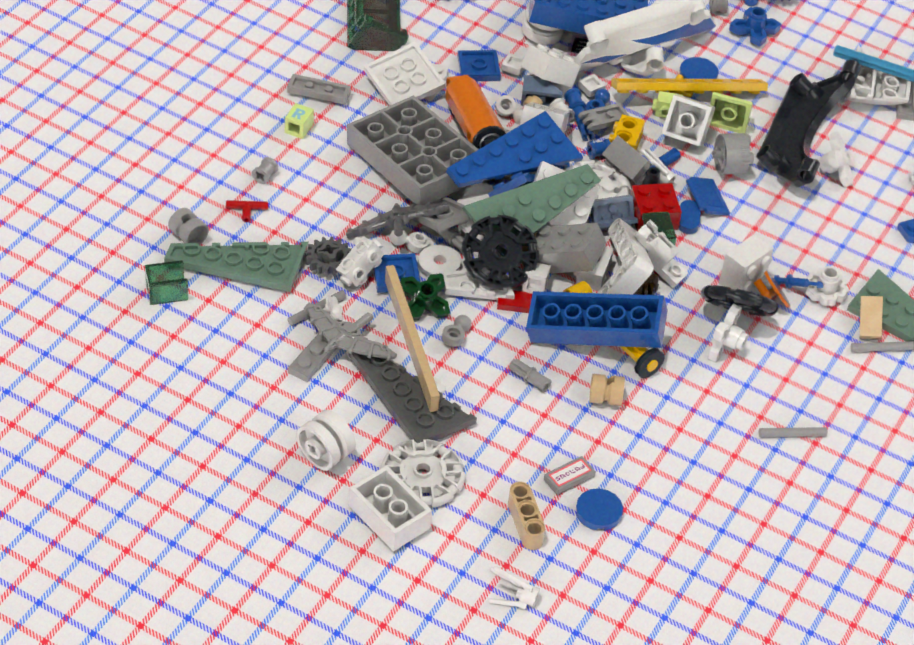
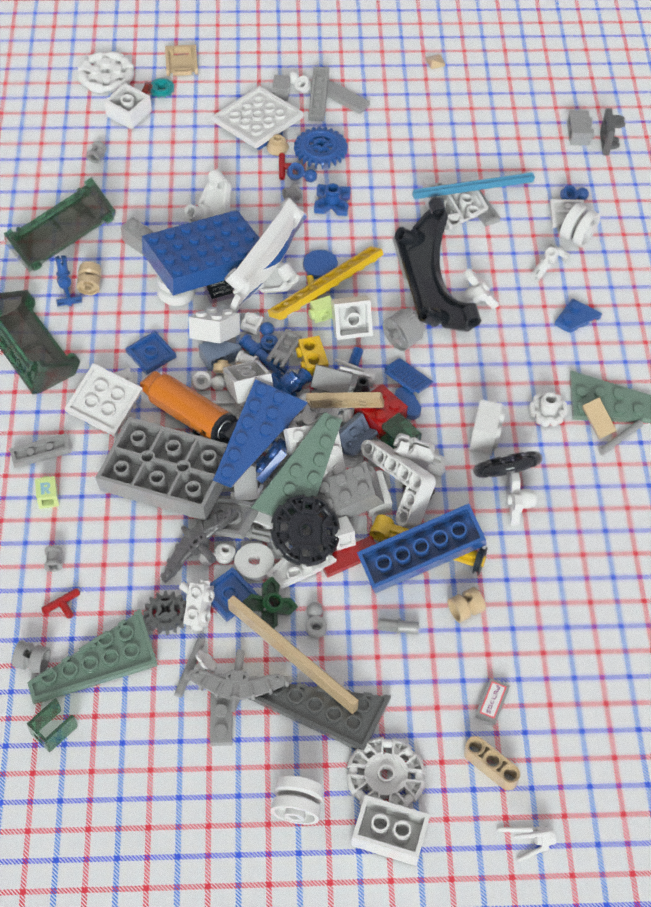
camera: 30 degrees left, 10 degrees up
(512, 64) = (178, 336): white plate -> none
(581, 140) = (287, 383): none -> blue plant
(599, 509) = (535, 718): blue tile -> none
(624, 175) = (345, 400): none -> tan tile
(730, 113) = (377, 289): yellowish green slope -> none
(775, 290) = (514, 442): orange shield -> none
(790, 281) = (526, 418): blue piece -> none
(793, 432) = (615, 555): light grey bar -> none

